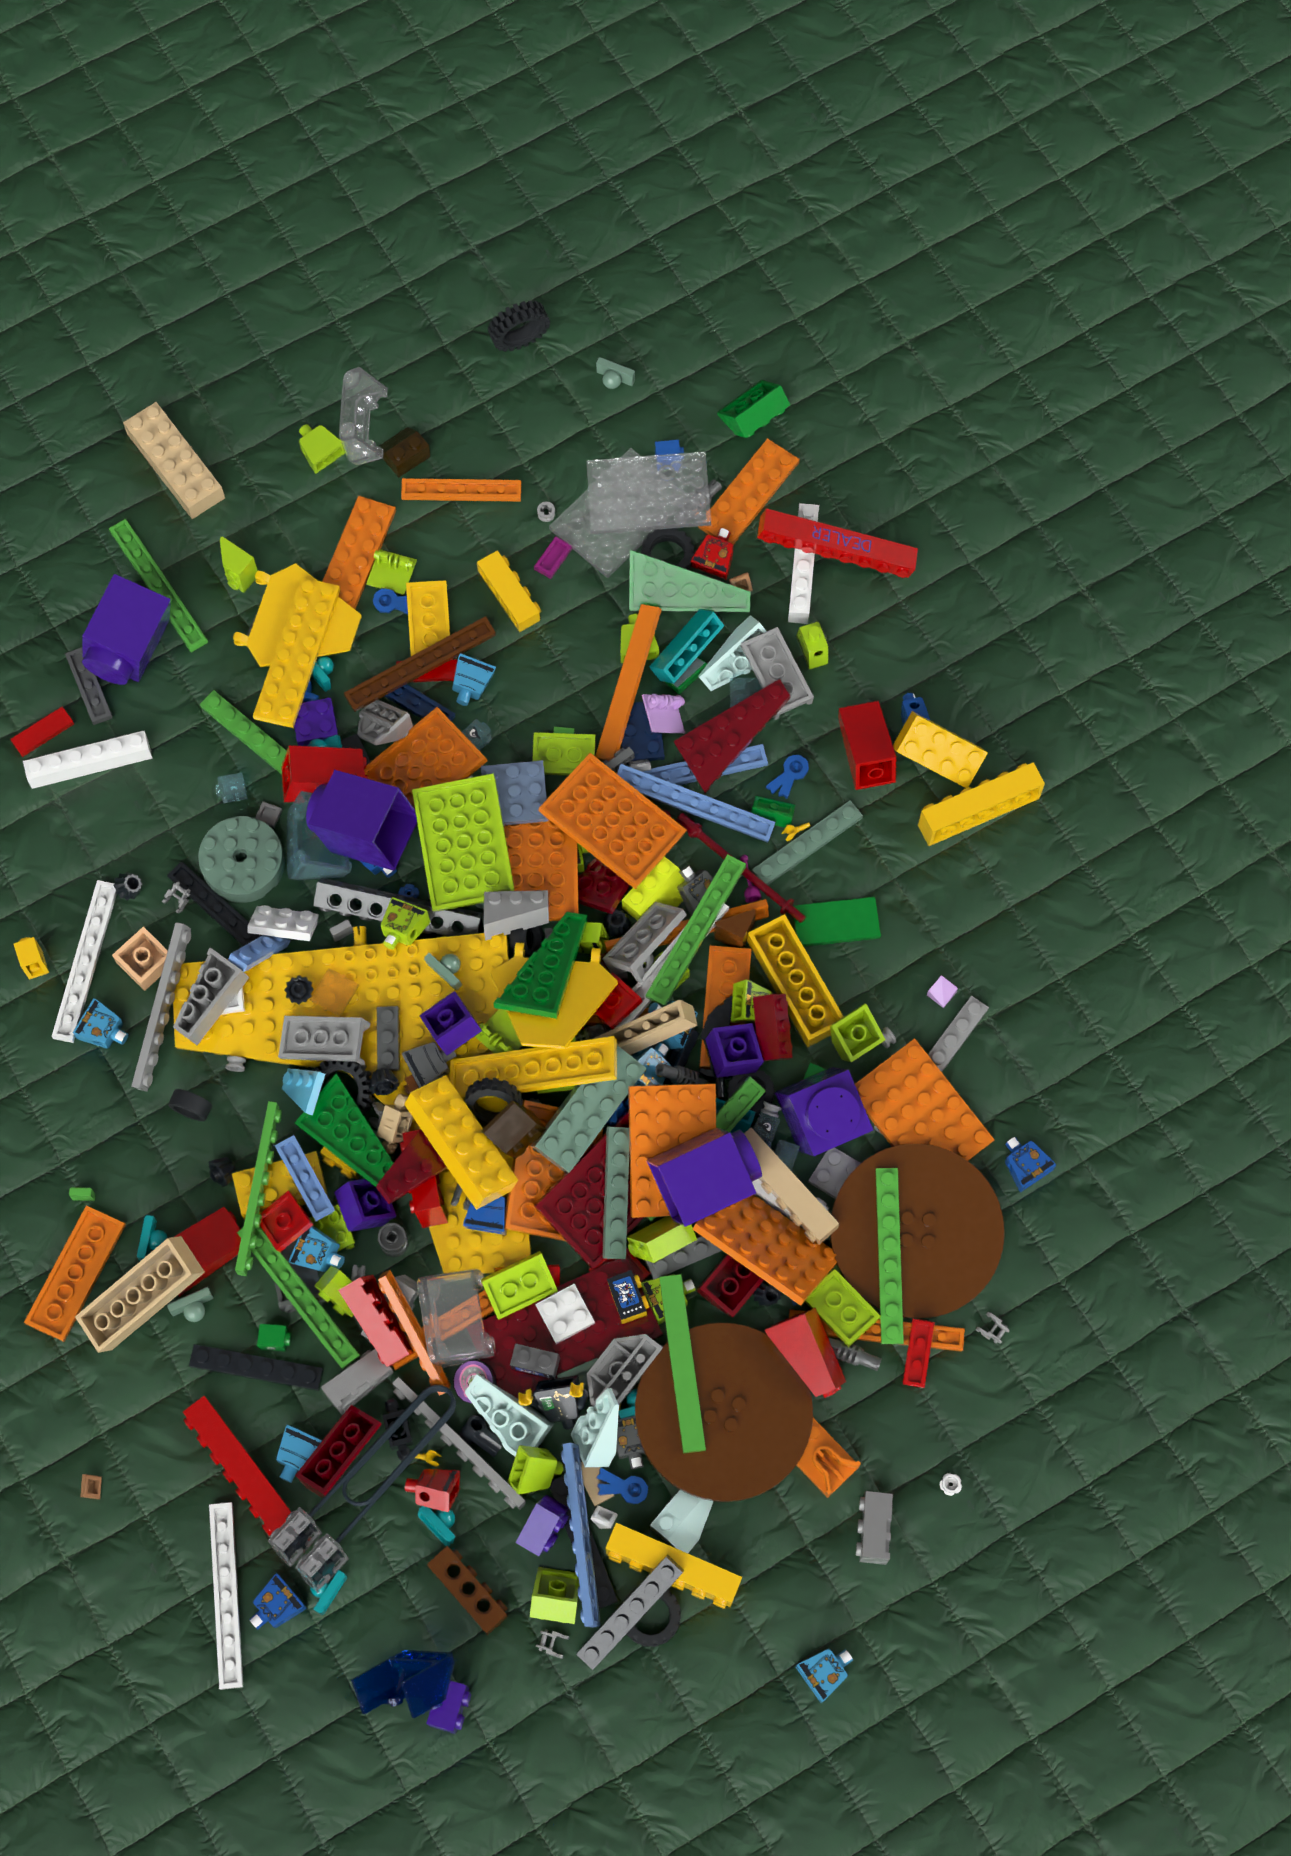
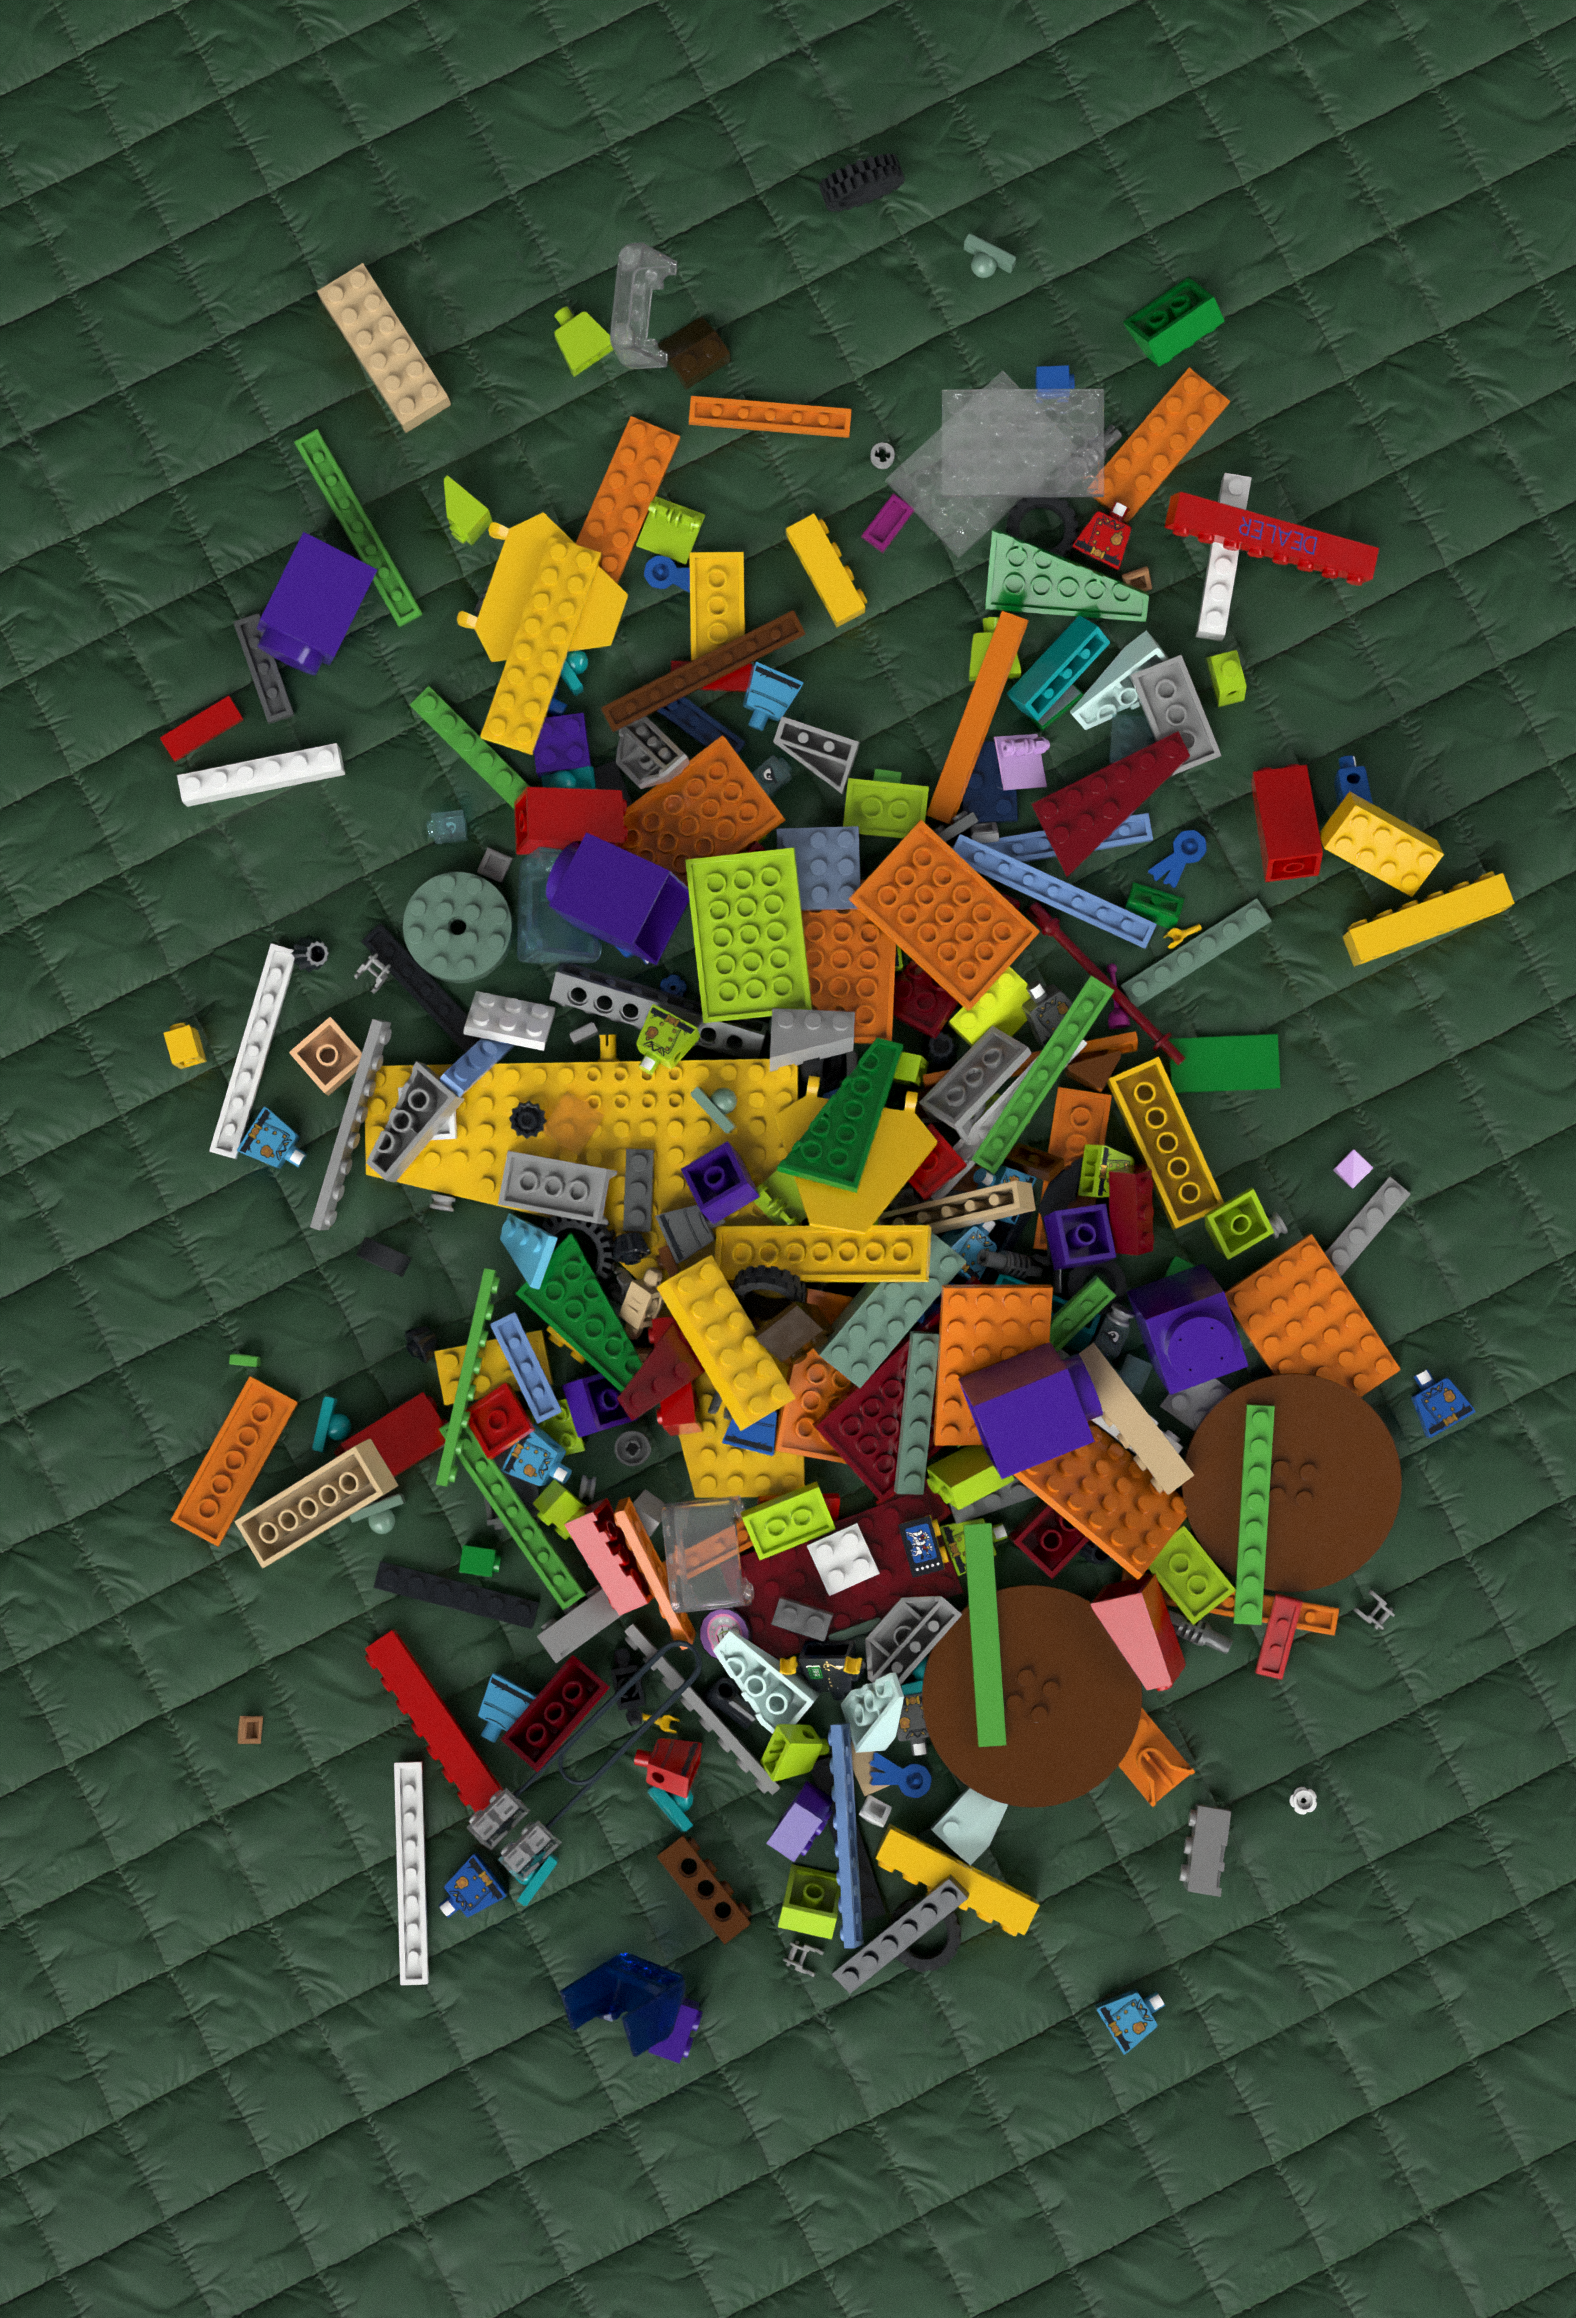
camera: 10 degrees right, 15 degrees up
(510, 714) = (819, 750): none -> light grey wedge
(700, 1001) = (1034, 1162): none -> reddish brown plate

